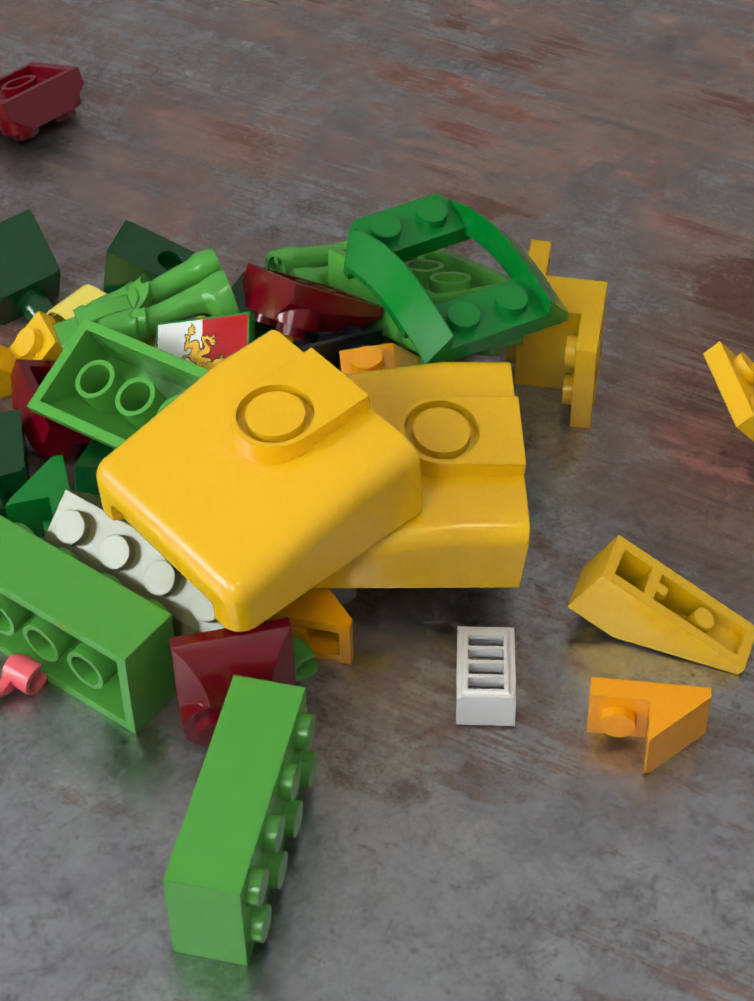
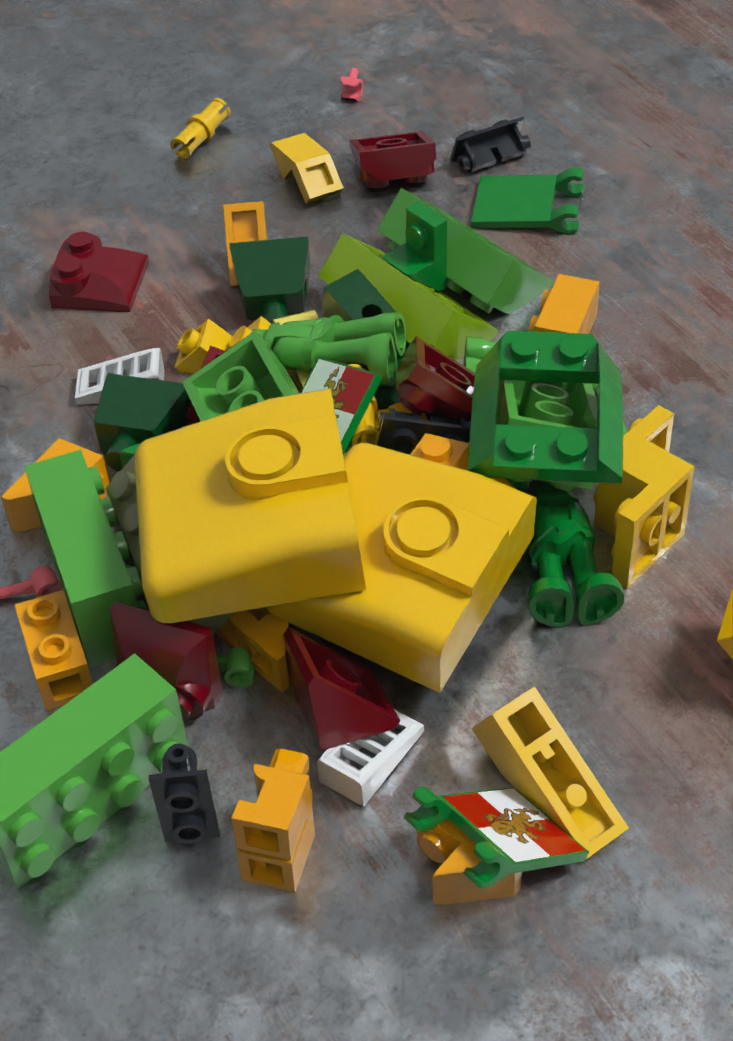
camera: 35 degrees right, 0 degrees up
(93, 223) = (425, 310): none -> lime slope
(98, 727) = (54, 648): none -> light orange brick
(107, 60) = (475, 148): none -> black hinge
(164, 174) = (425, 248): none -> green slope
(184, 172) = (473, 261): none -> bright green slope
(201, 98) = (527, 201): none -> green flag
(340, 192) = (568, 306): none -> light orange brick
(372, 787) = (184, 797): none -> black hinge
(420, 637) = (336, 693): none -> dark red slope
(473, 767) = (278, 828): none -> light orange hips
(561, 444) = (563, 537): none -> green piece
(674, 671) = (505, 827): none -> flag

